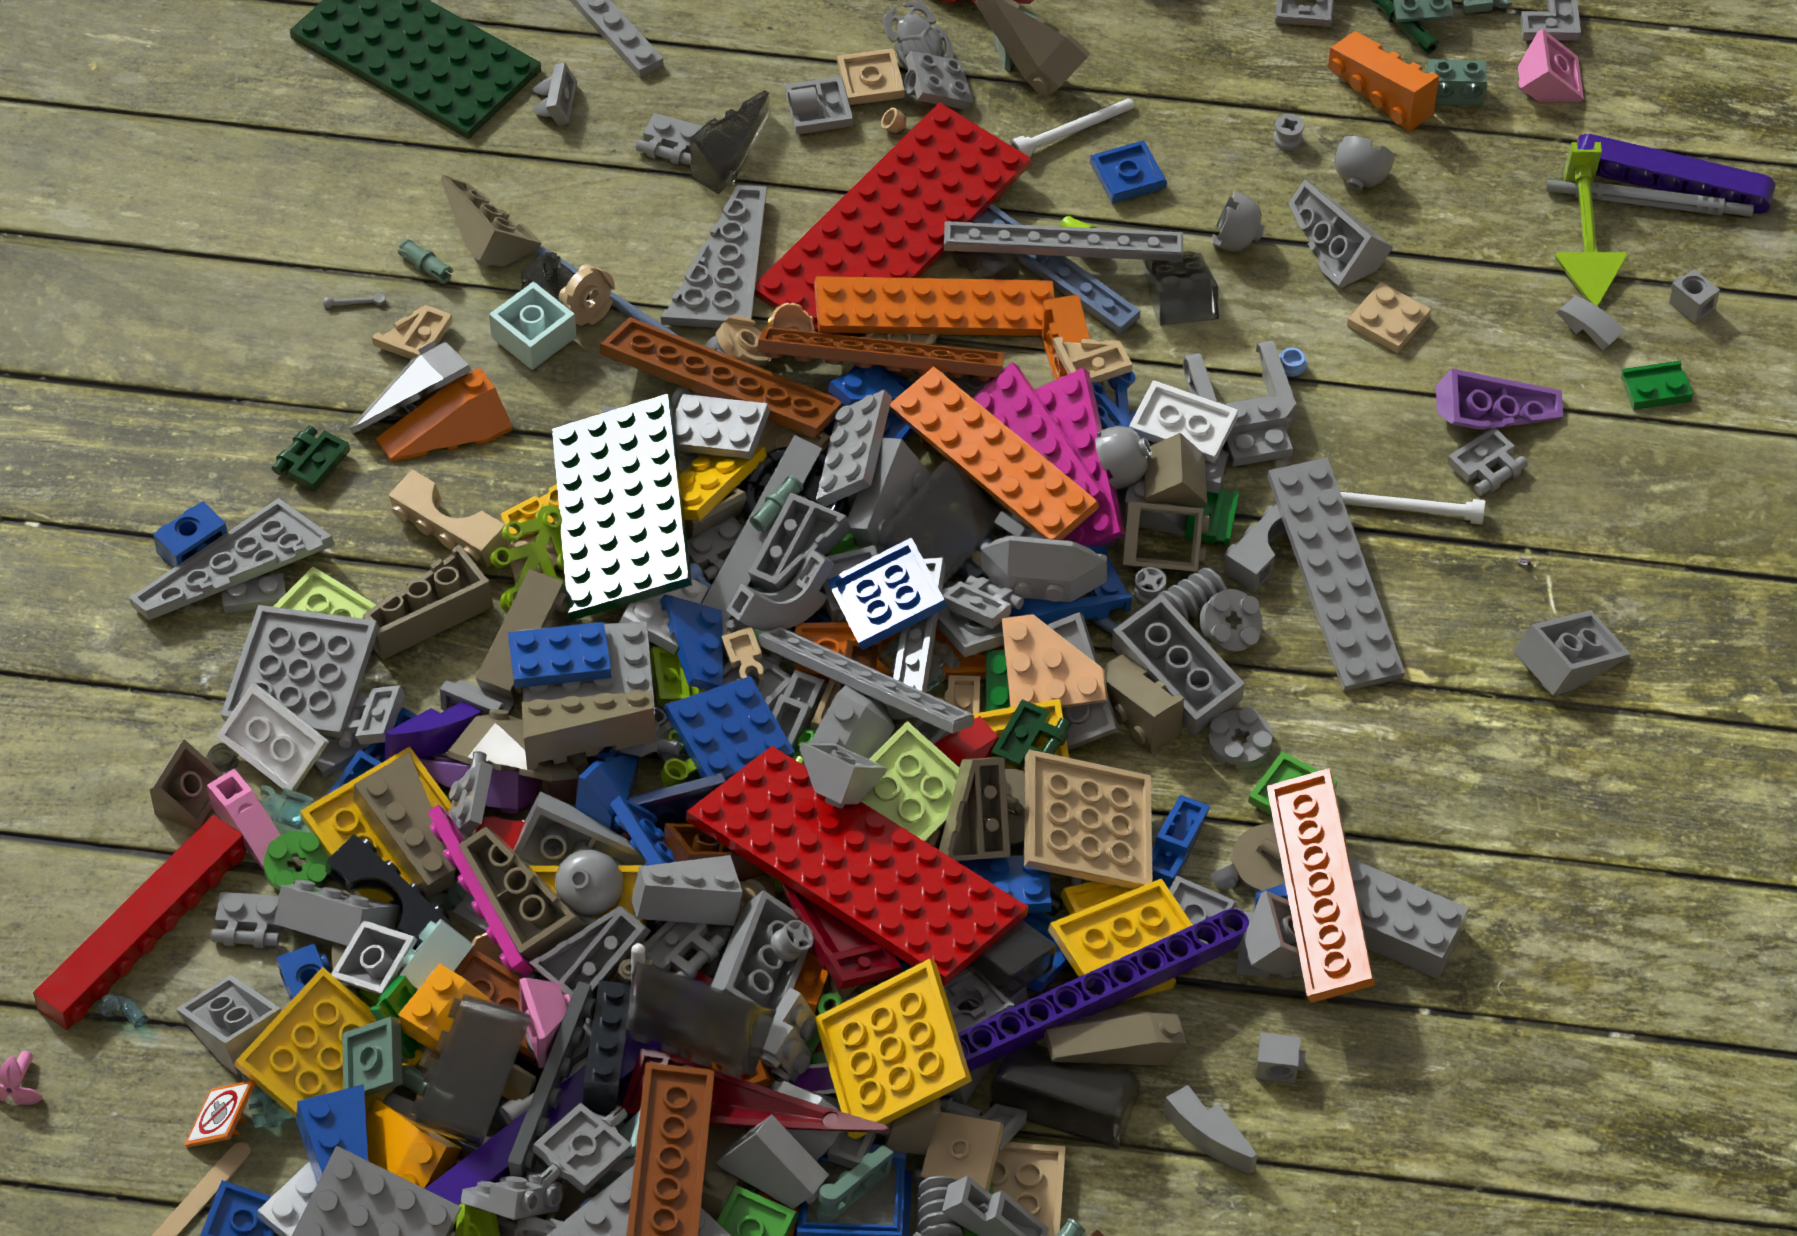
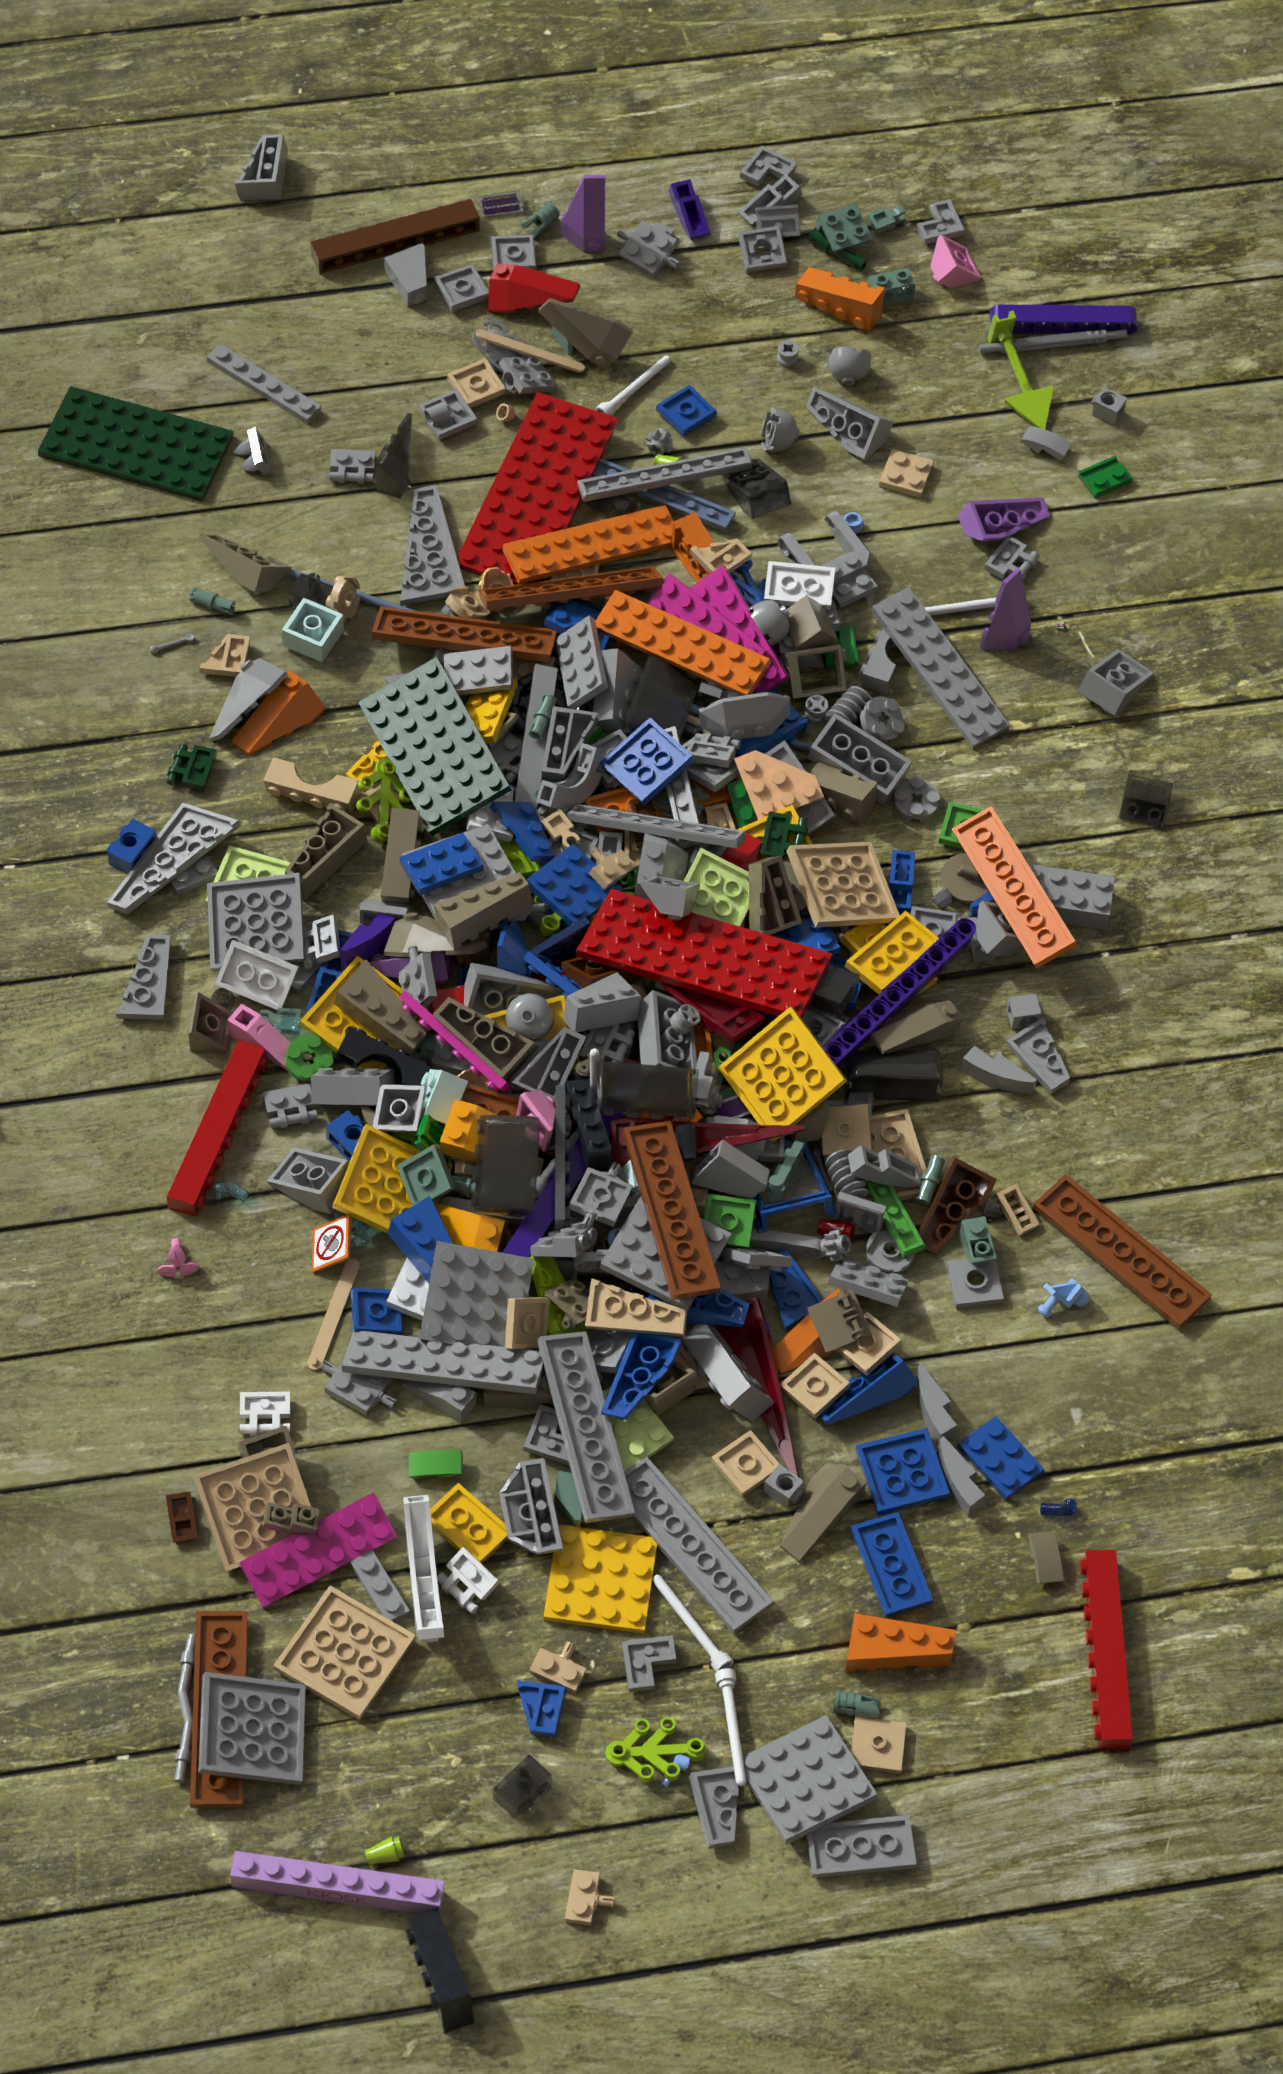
camera: 20 degrees left, 5 degrees up
(138, 712) = (148, 982): none -> light grey wing
(726, 1103) = (687, 1141): none -> black cone
(785, 719) = (611, 867): none -> tan plate
(953, 51) = (530, 350): none -> tan piece
(1076, 201) = (659, 442): none -> light grey gear
(1277, 1122) = (1038, 1054): none -> light grey wing
(1450, 531) = (1010, 618): none -> medium lavender wedge
(1556, 815) = (1146, 798): none -> clear smoke slope

